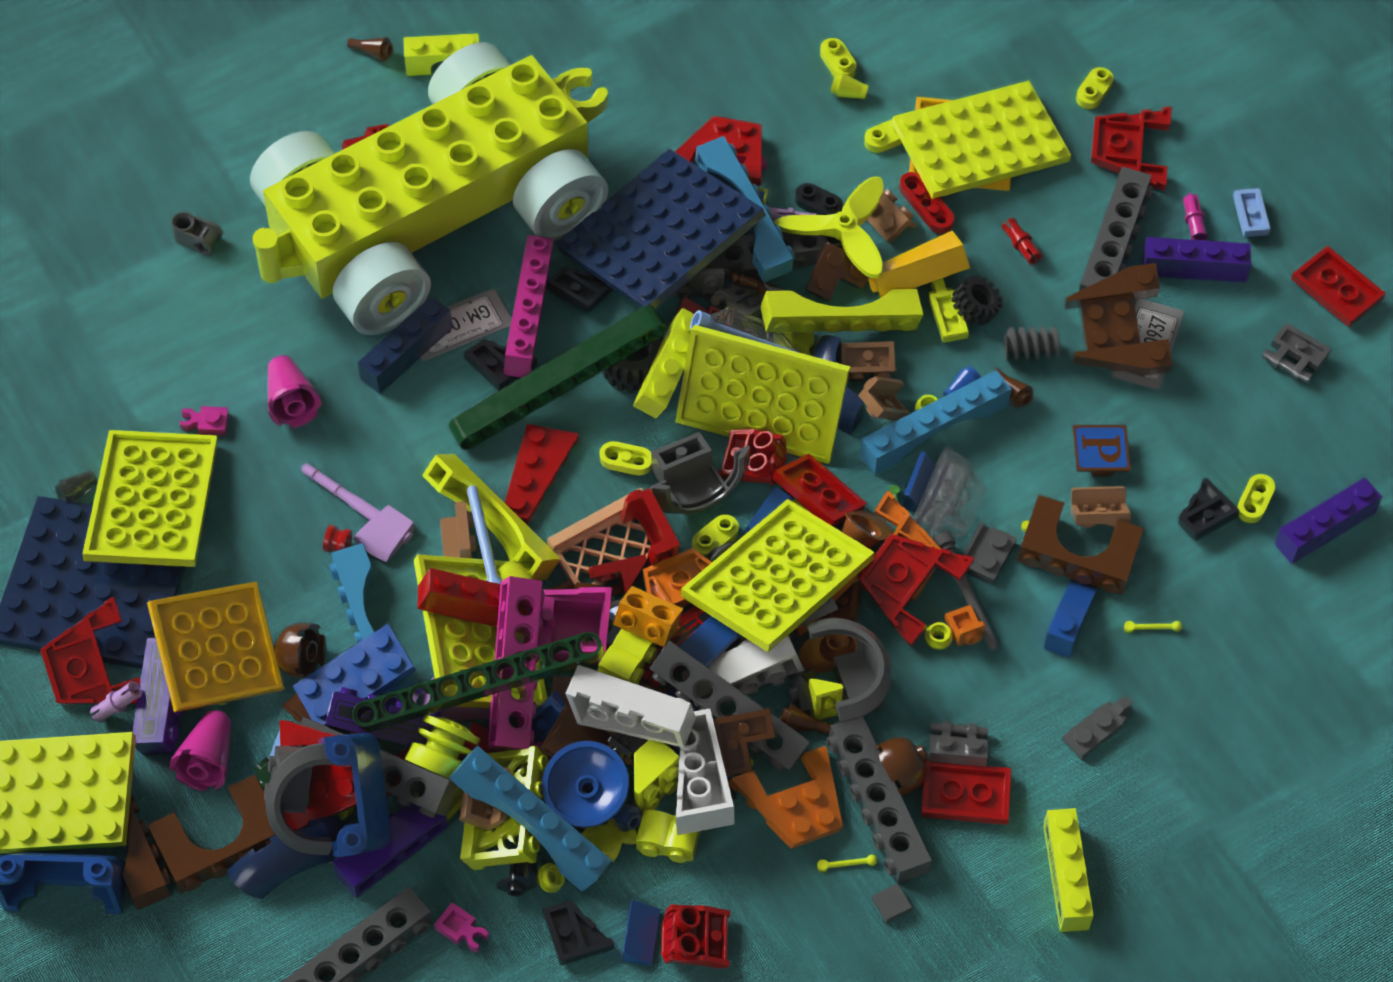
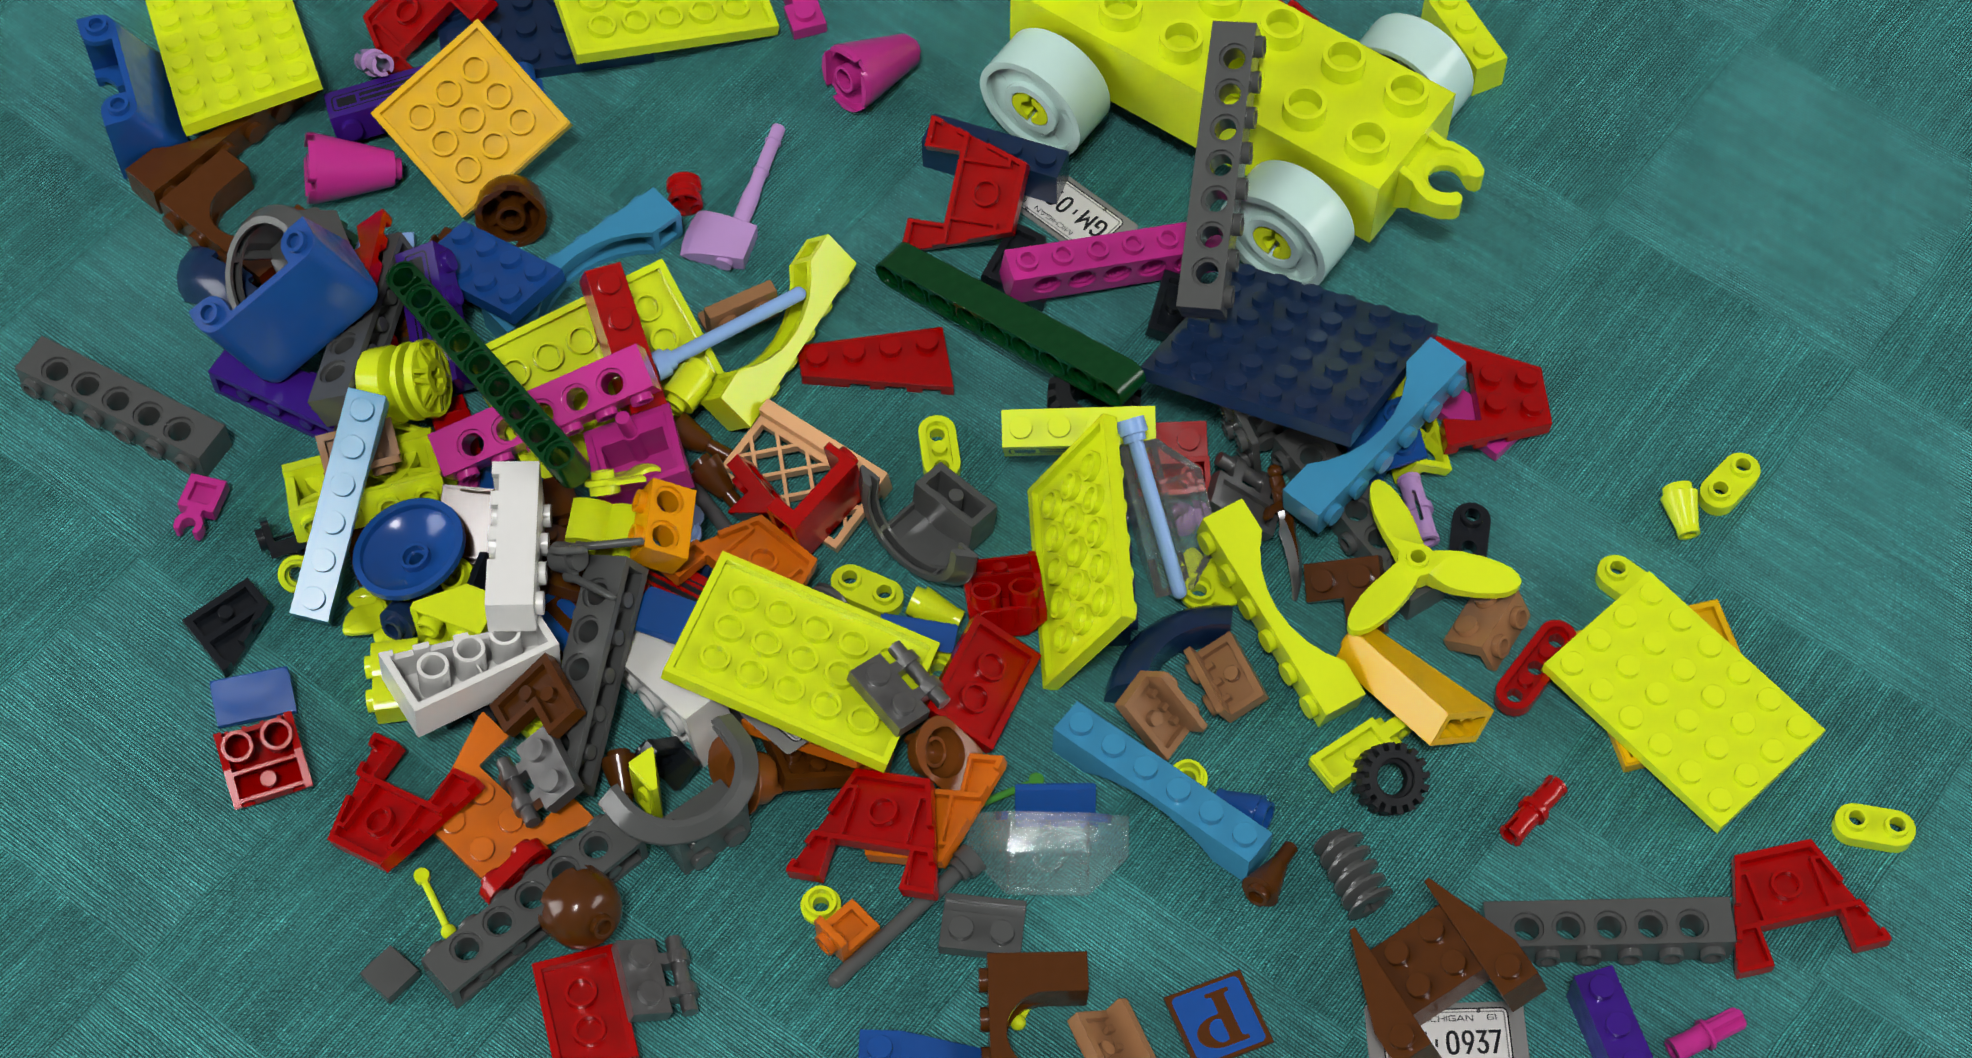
camera: 70 degrees right, 0 degrees up
(441, 356) = (983, 195): none -> red wing
(533, 211) = (1227, 43): none -> dark grey brick
(603, 624) = (607, 482): none -> neon yellow plate
(650, 676) = (574, 557): none -> dark grey plant
(747, 502) = (932, 606): none -> neon yellow cone
(782, 869) = (388, 823): none -> red wing
(793, 751) = (550, 771): none -> flat silver plate
(824, 533) = (890, 695): none -> flat silver plate
(854, 813) = (522, 857): none -> red plate

